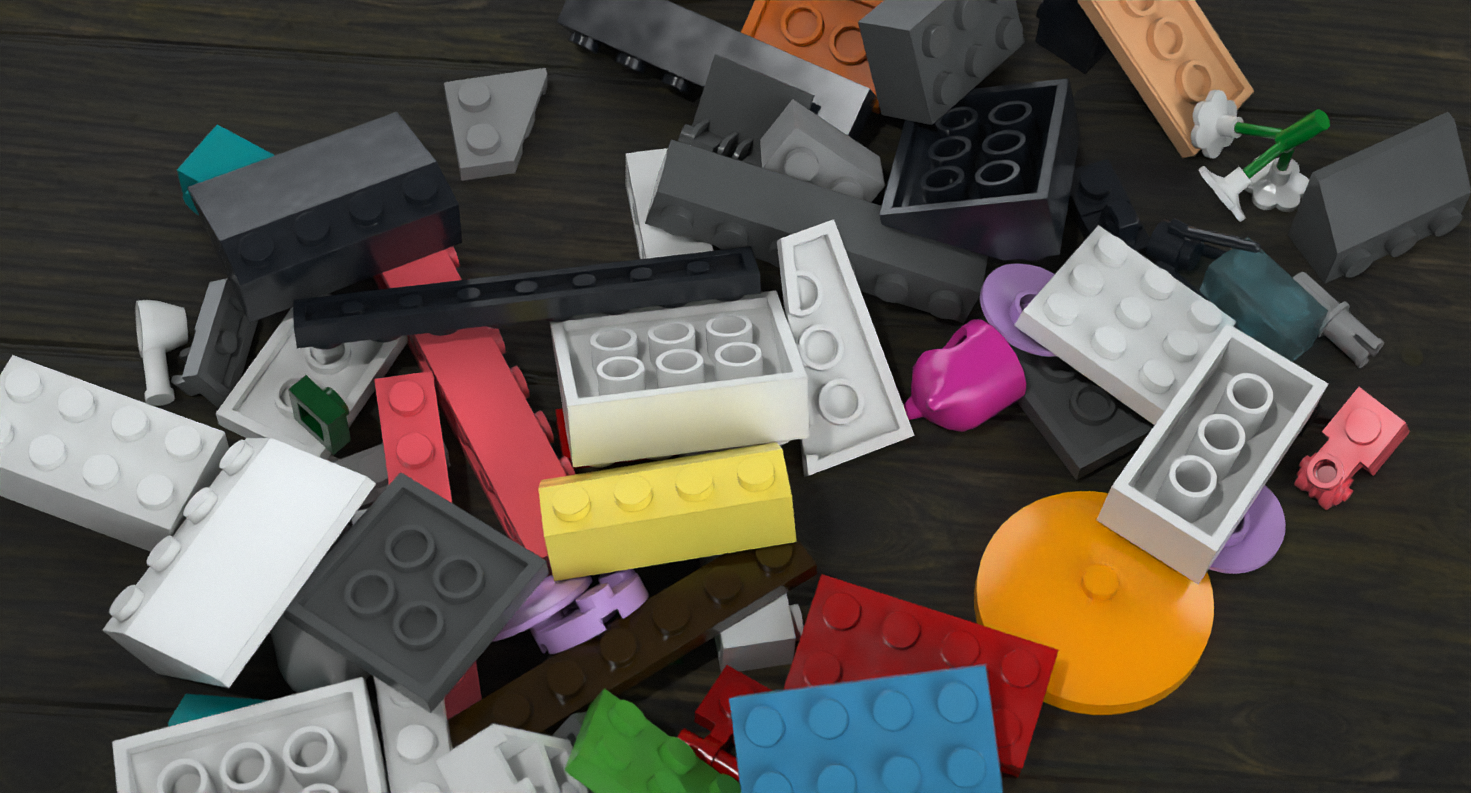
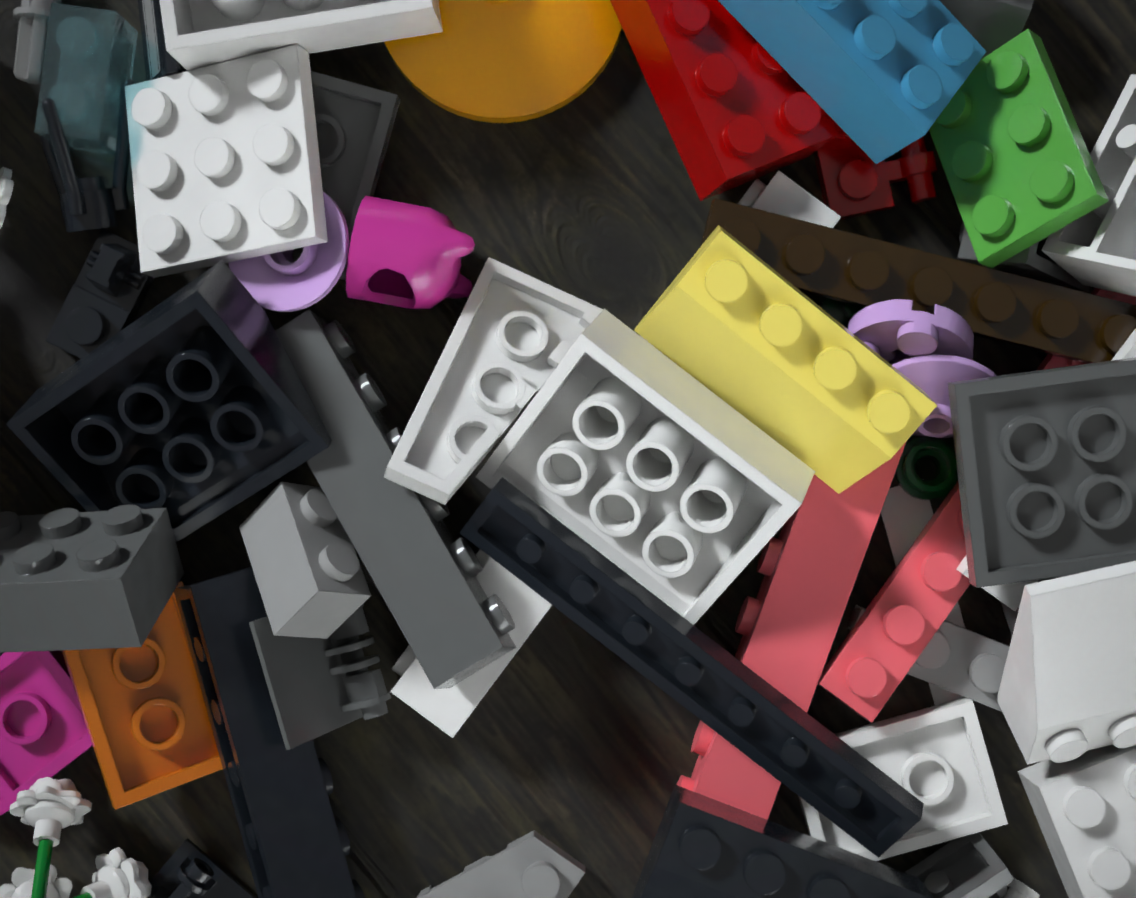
camera: 130 degrees left, 30 degrees up
(321, 413) = (946, 730): dark green plate -> none

